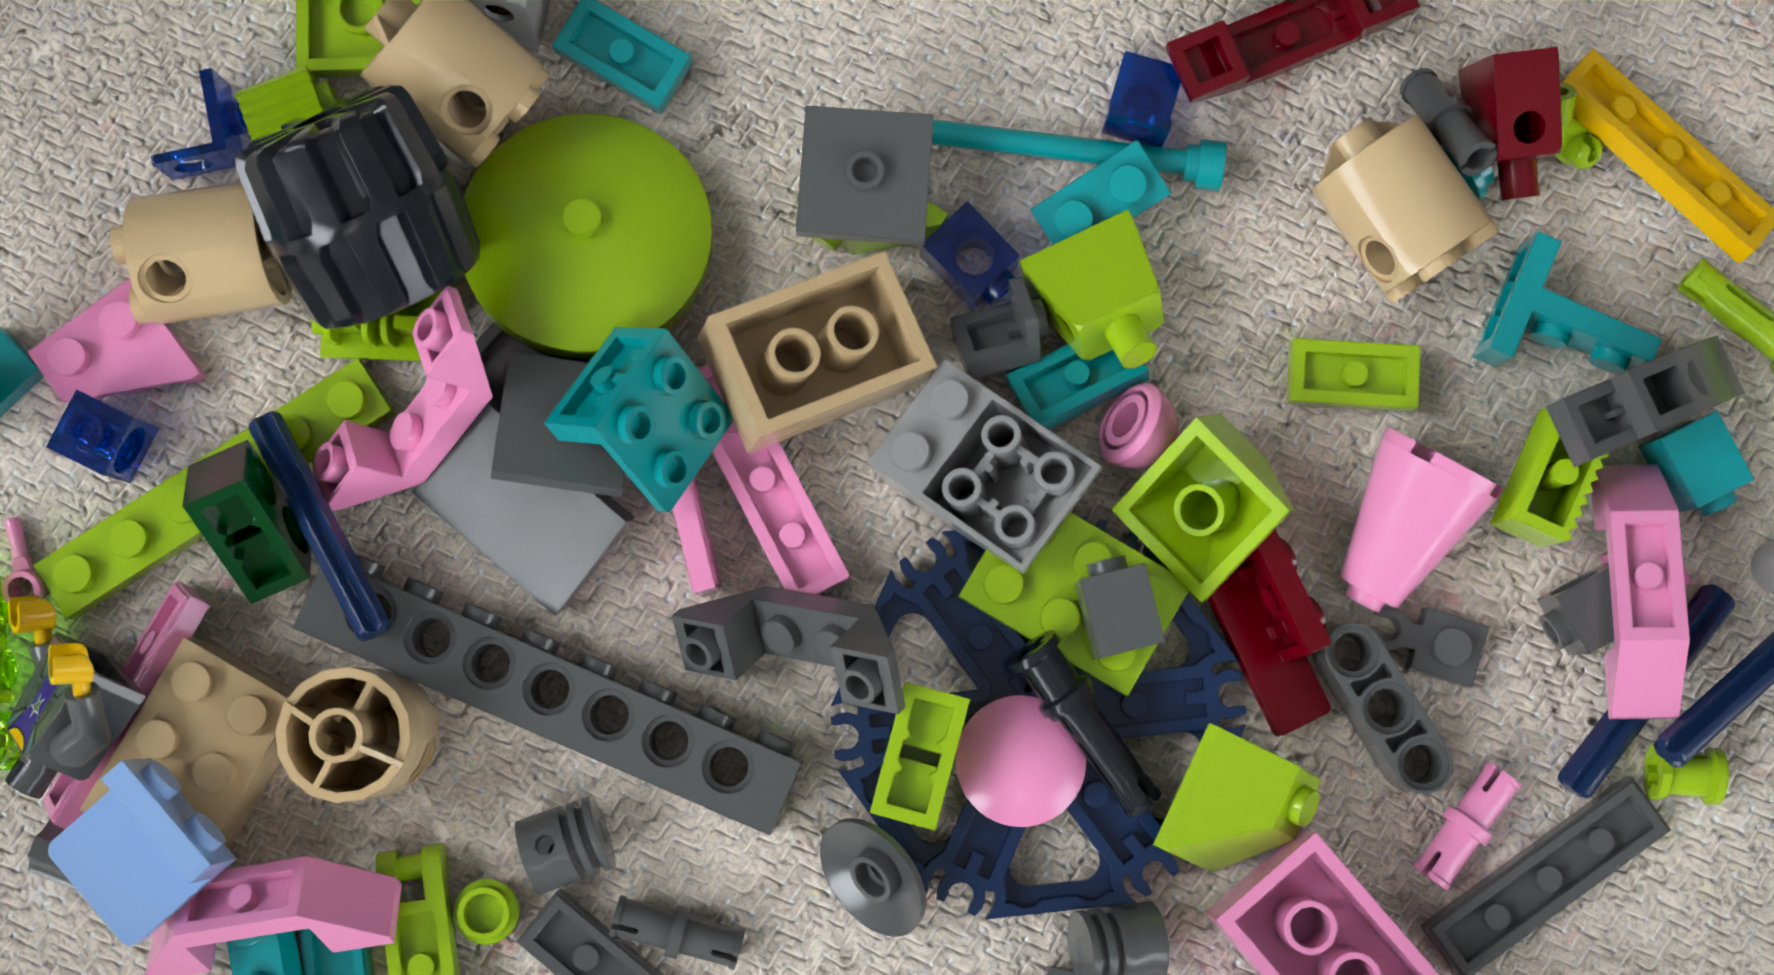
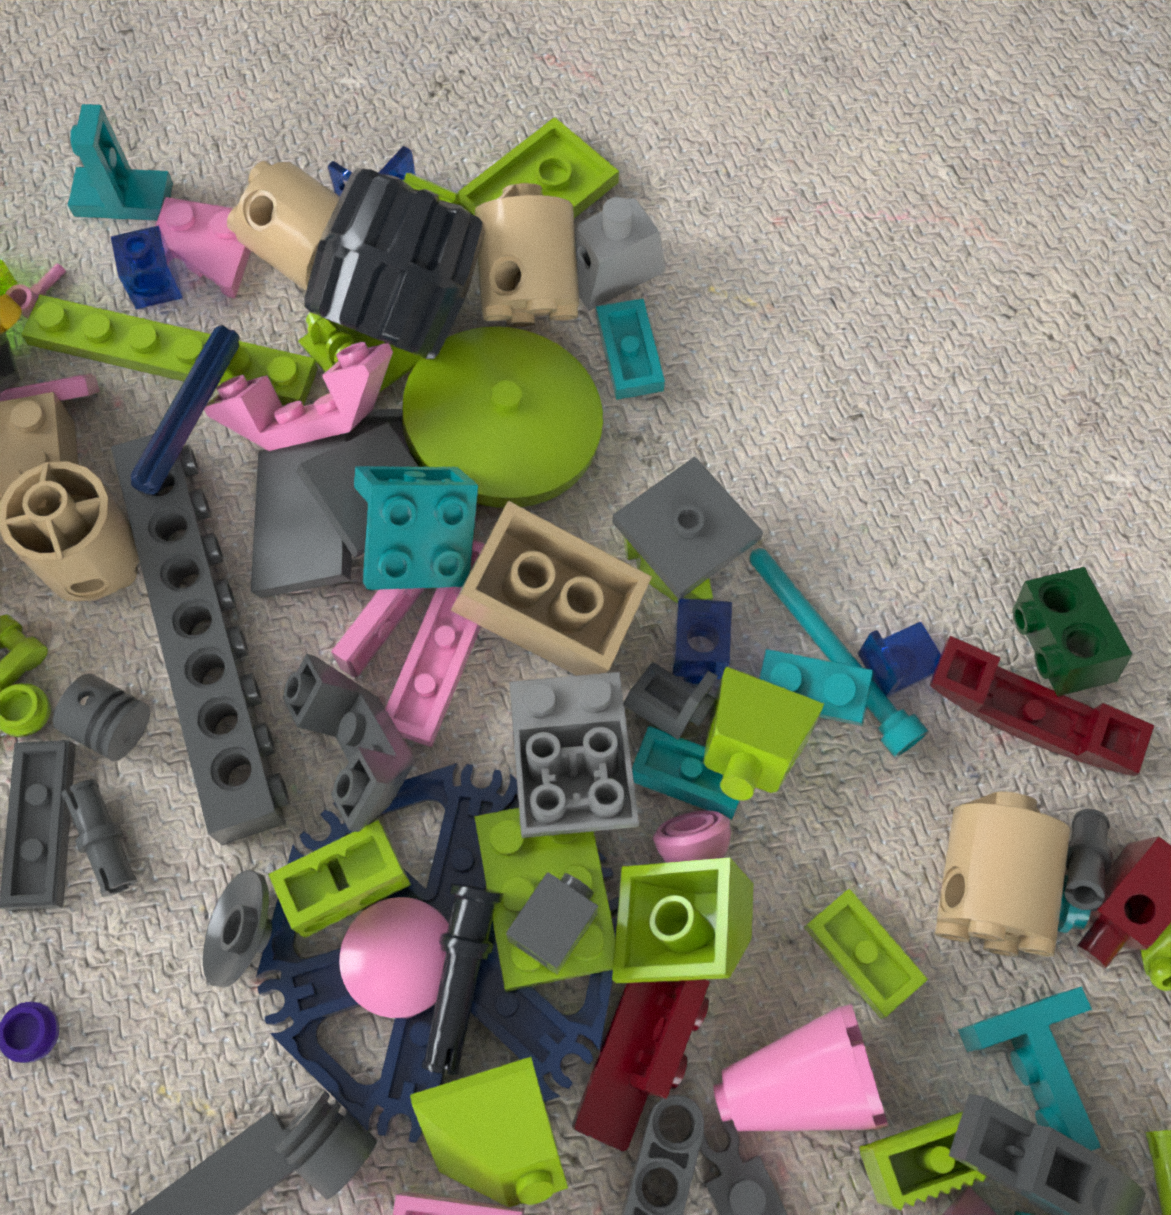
camera: 45 degrees right, 15 degrees down
(247, 521) = (152, 367): dark green brick -> none

